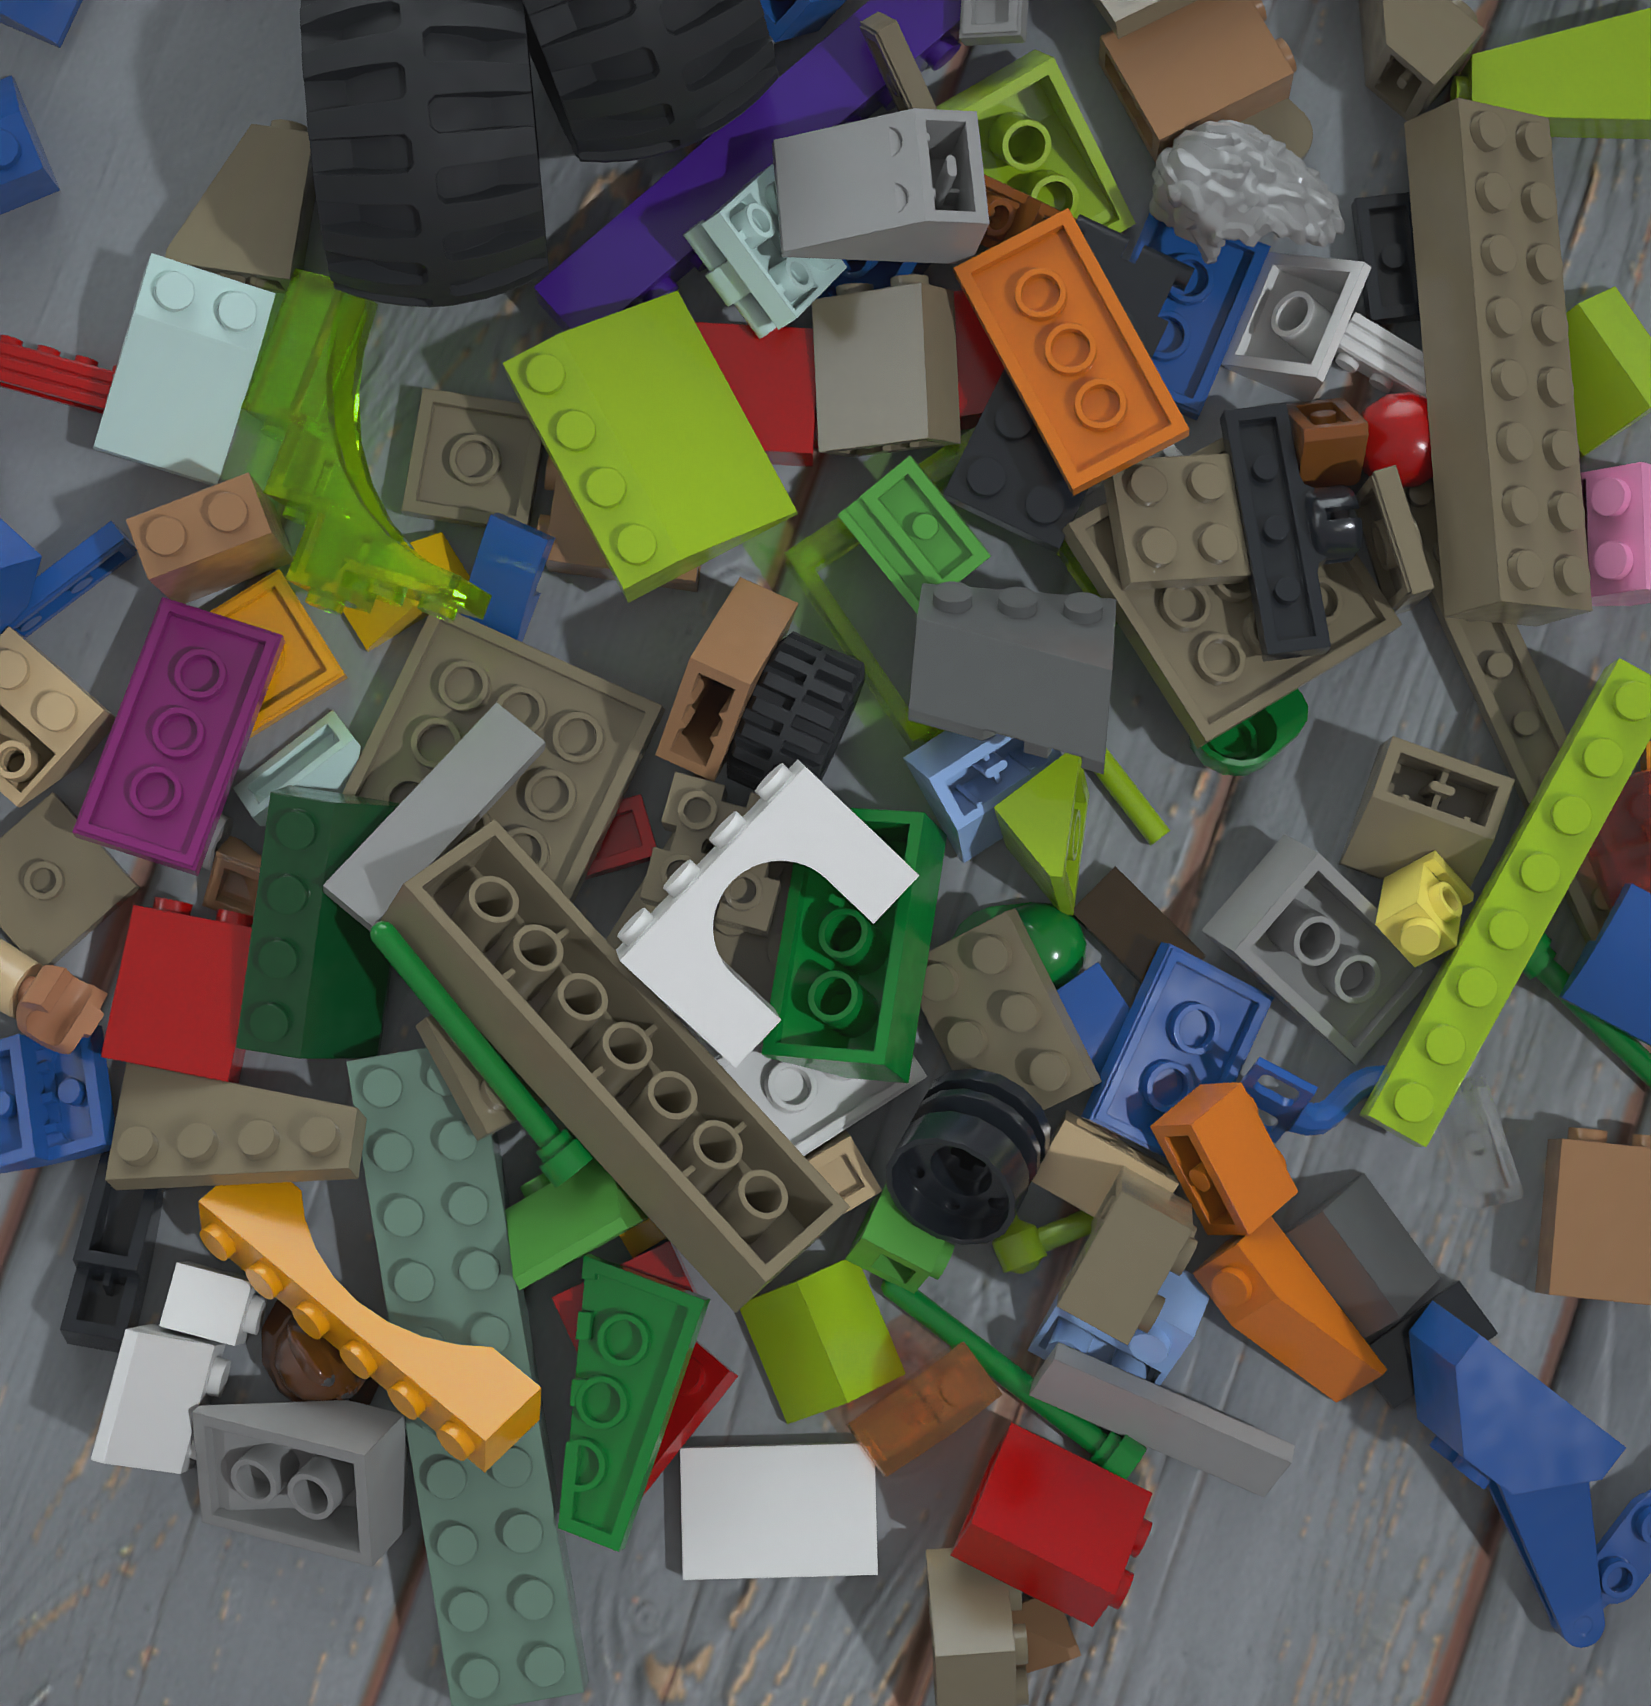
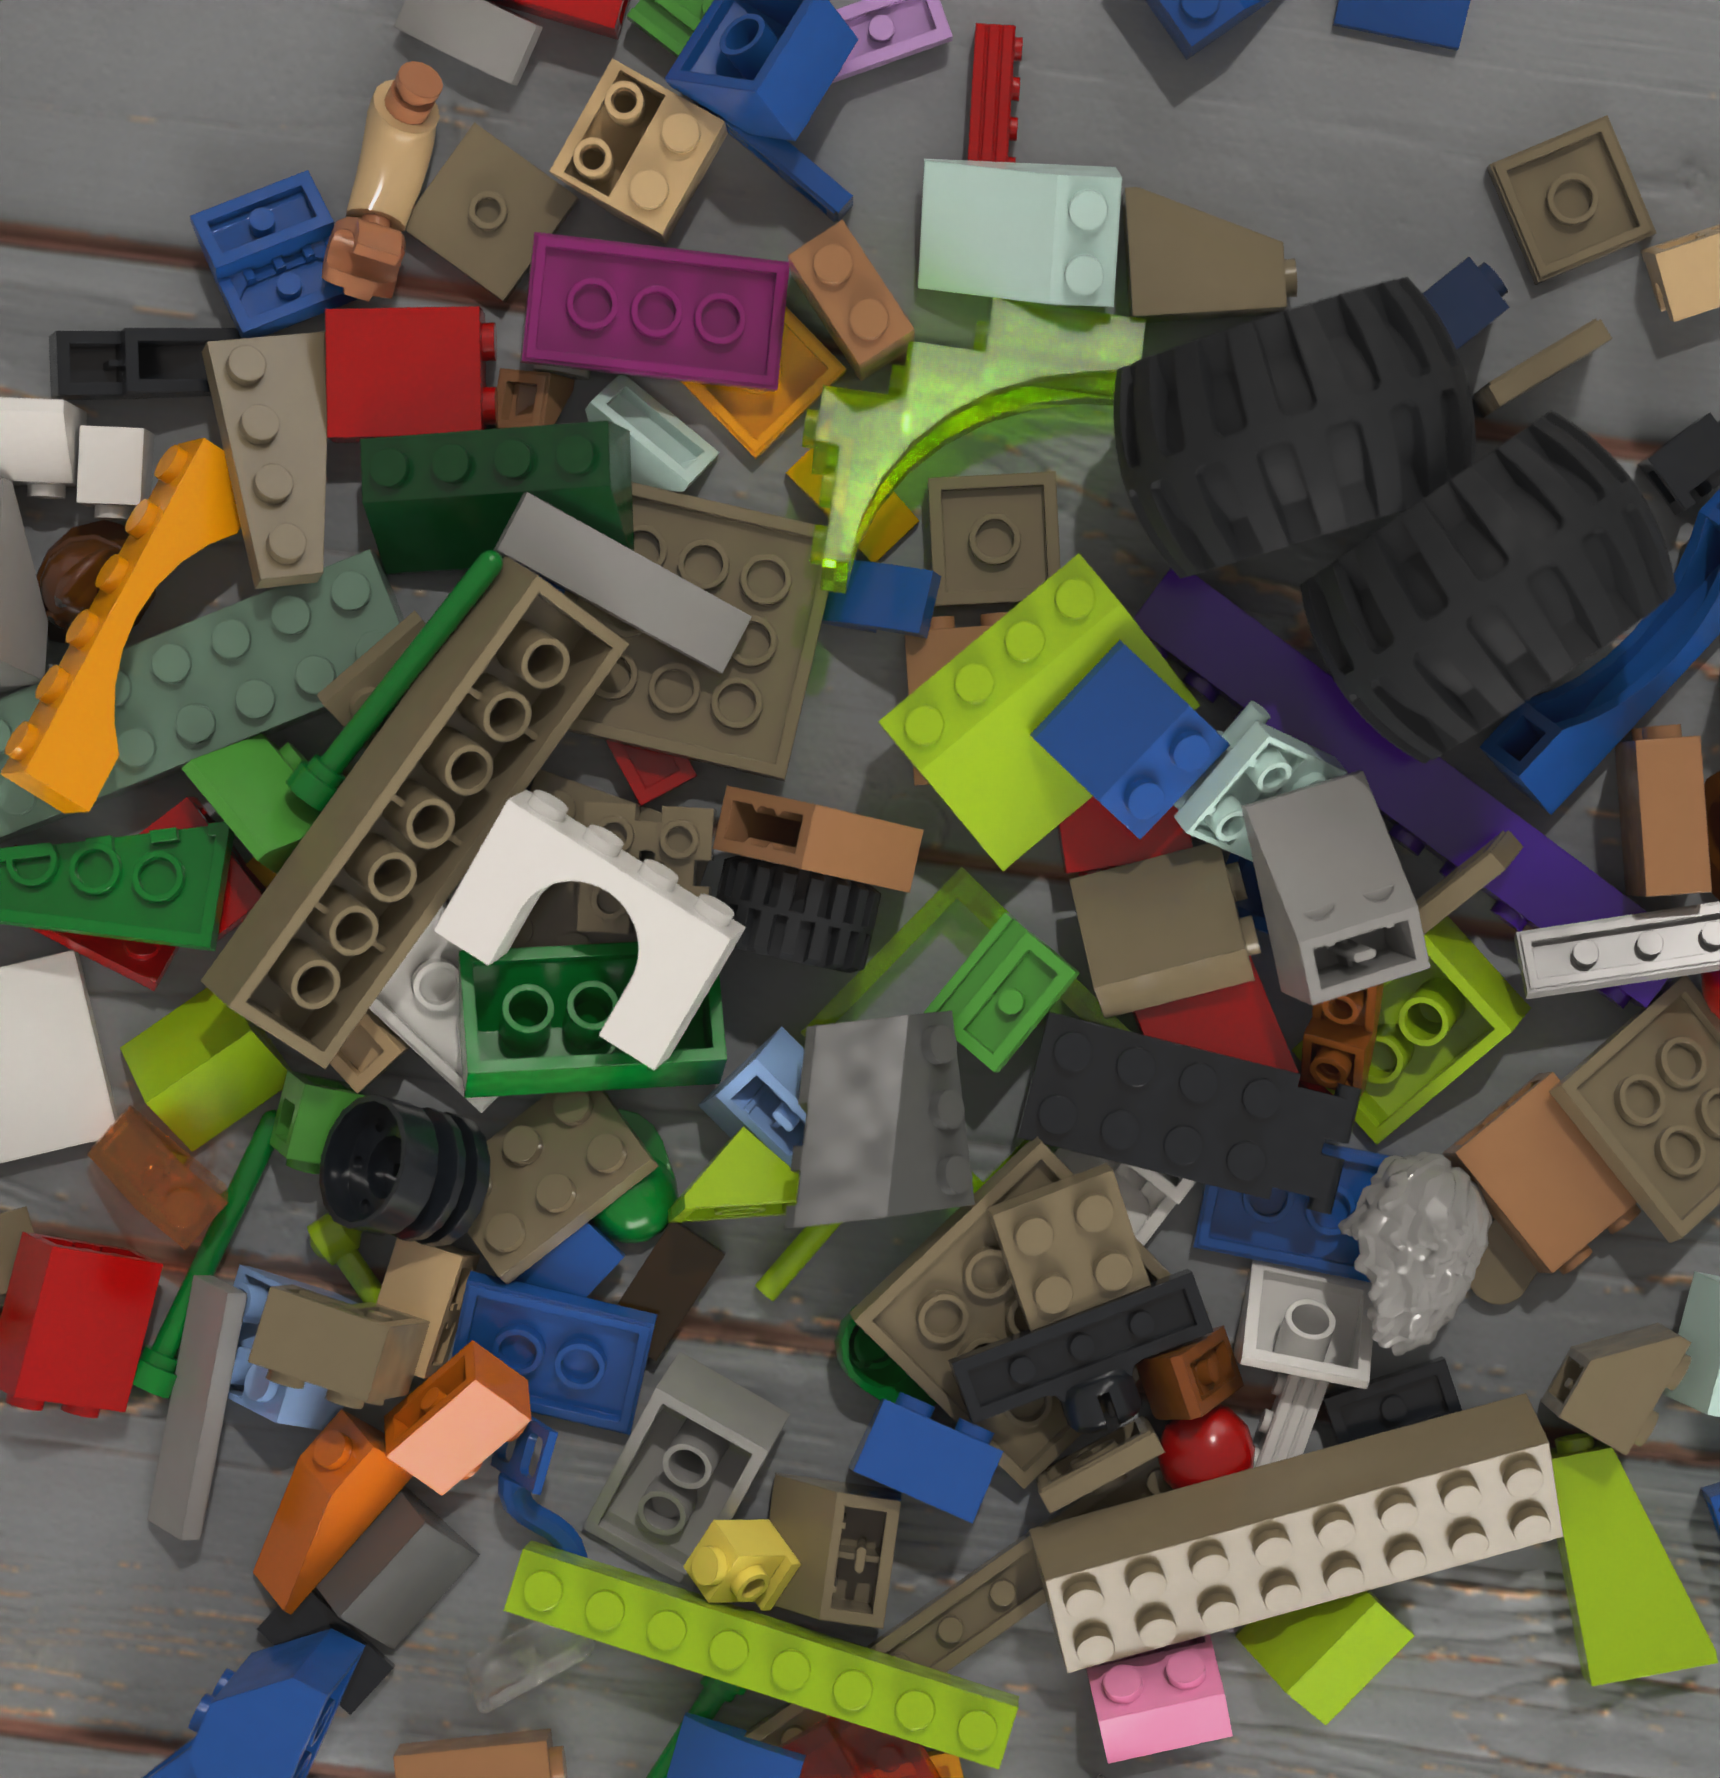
camera: 85 degrees right, 5 degrees up
(695, 353) = (1130, 739): none -> blue slope
(1071, 351) = (1210, 1110): orange plate -> none
(1354, 704) = (926, 1457): none -> blue slope

